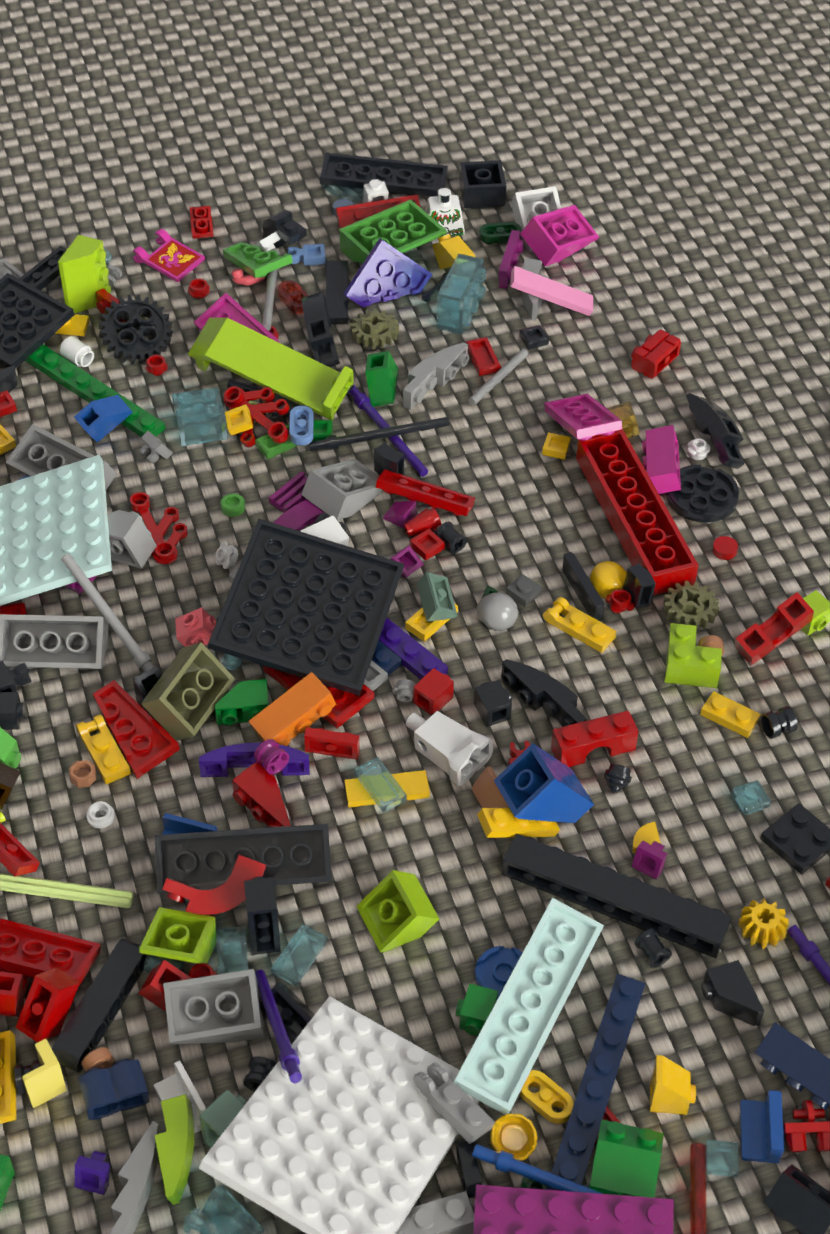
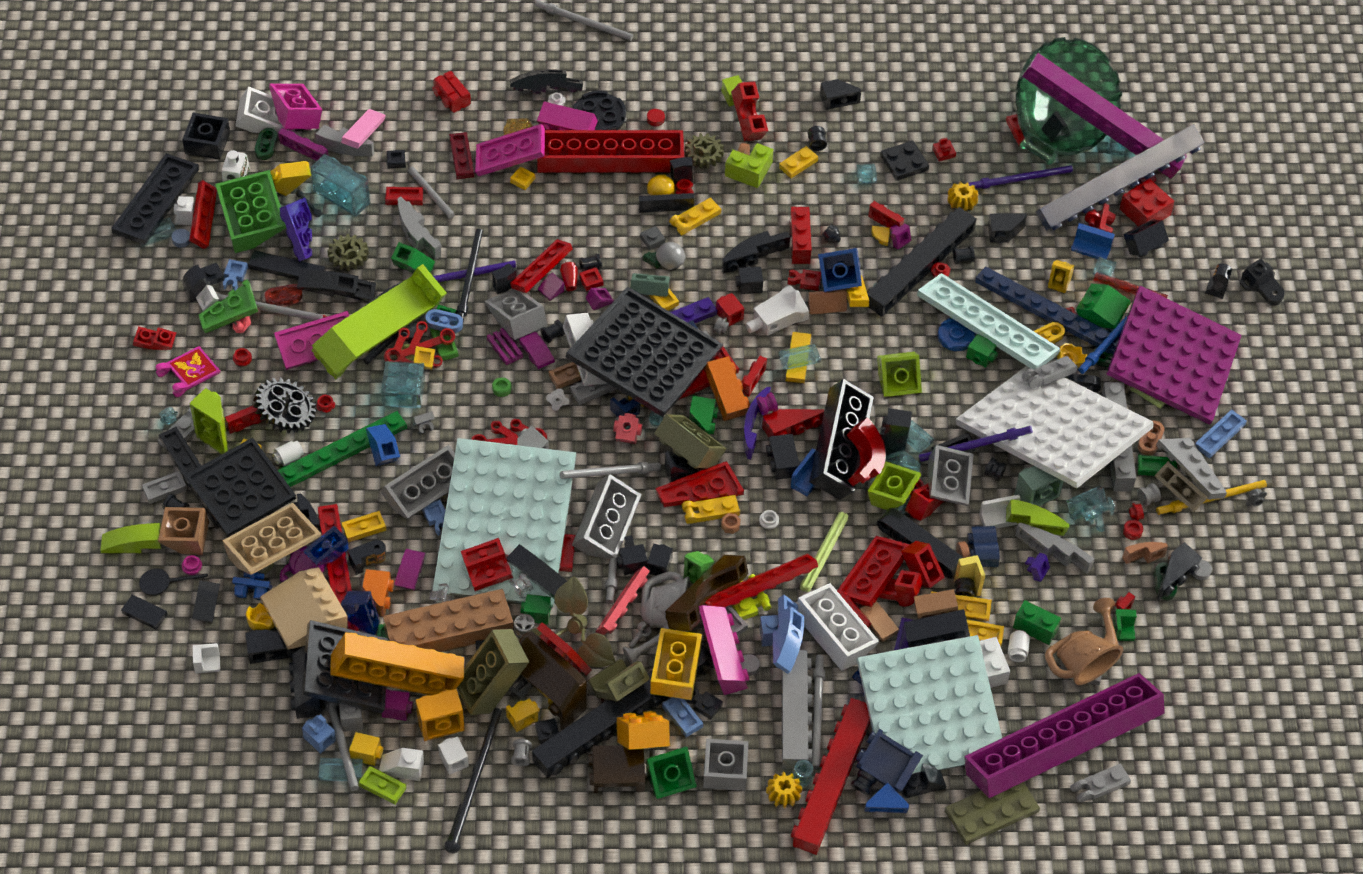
camera: 75 degrees left, 5 degrees up
(208, 803) = (783, 456): none -> black brick
(568, 387) = (461, 155): none -> dark red tile
(613, 933) = (939, 268): none -> red plate
(681, 825) = (884, 216): none -> red plate

